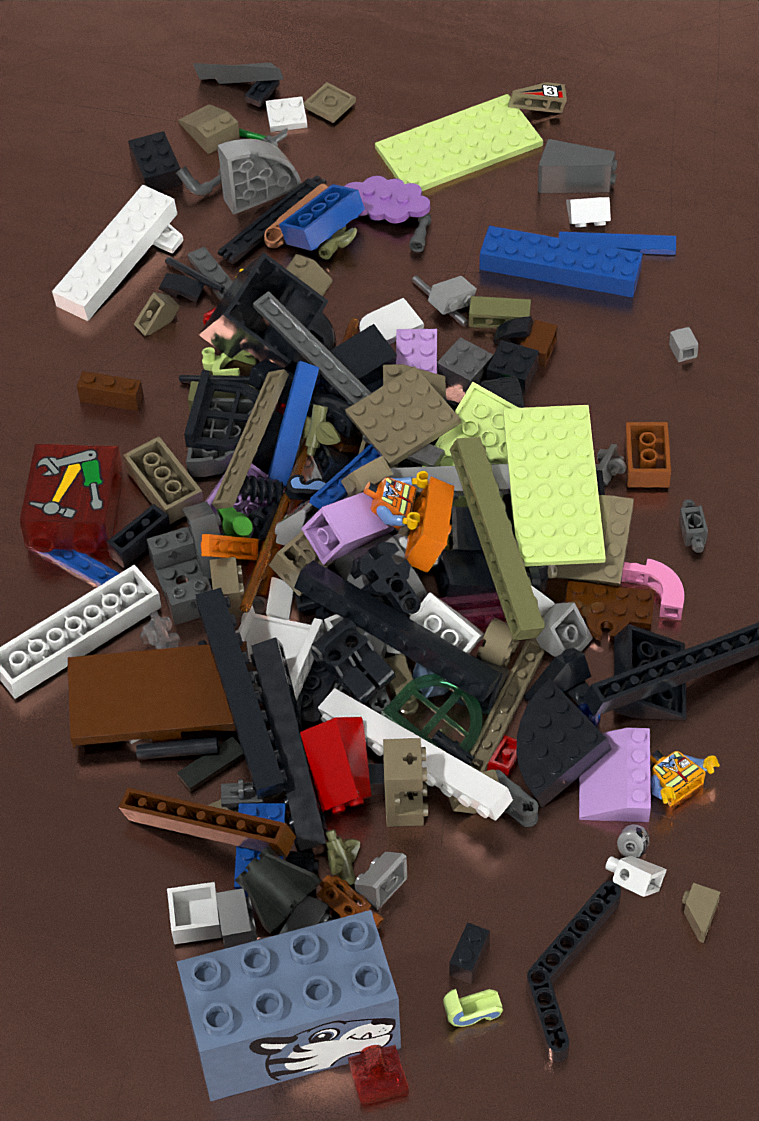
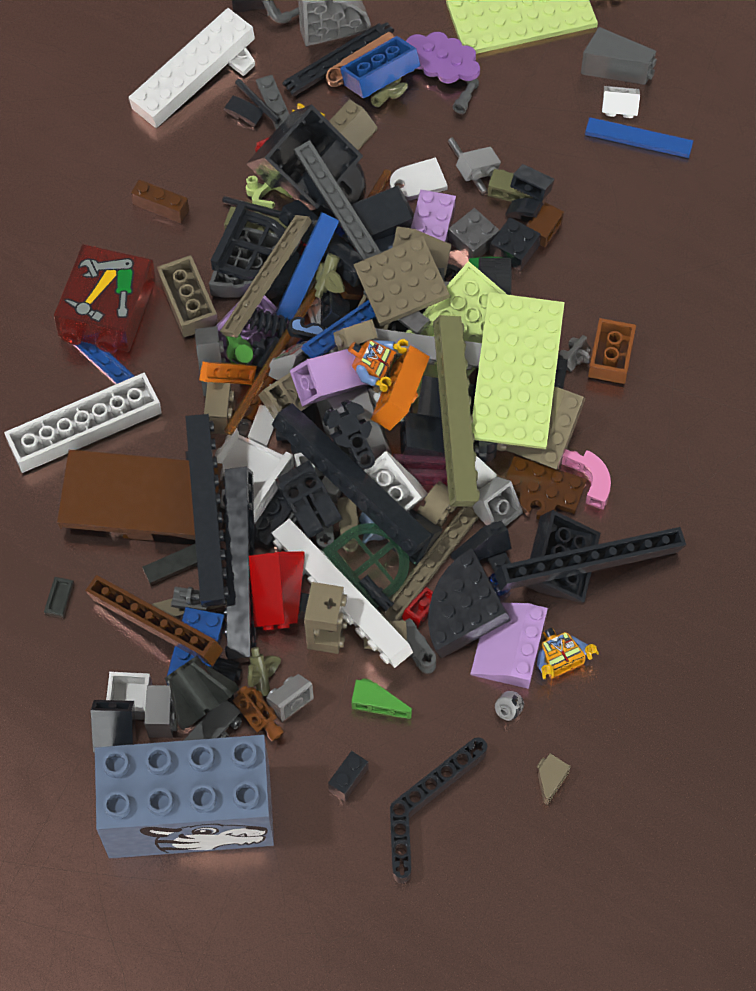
camera: 10 degrees right, 10 degrees up
(87, 824) = (59, 597): none -> pearl dark grey tile
(132, 539) = (155, 344): black brick -> none
(156, 313) = (216, 133): dark tan slope -> none
(156, 632) = (150, 438): clear hips -> none
(173, 561) = (181, 374): dark grey plate -> none
(177, 748) = (147, 545): black piece -> none
(181, 940) = (113, 723): none -> black brick
(377, 1074) = (248, 864): clear red plate -> none
(472, 1008) = (339, 823): yellowish green animal -> none
(481, 864) = (375, 699): none -> bright green slope
(517, 300) = (532, 182): none -> black brick
(560, 261) = (583, 147): blue brick -> none
(636, 874) = (504, 736): white torso -> none
(683, 344) = (672, 249): light grey brick -> none
(691, 514) = (633, 436): dark grey piece -> none

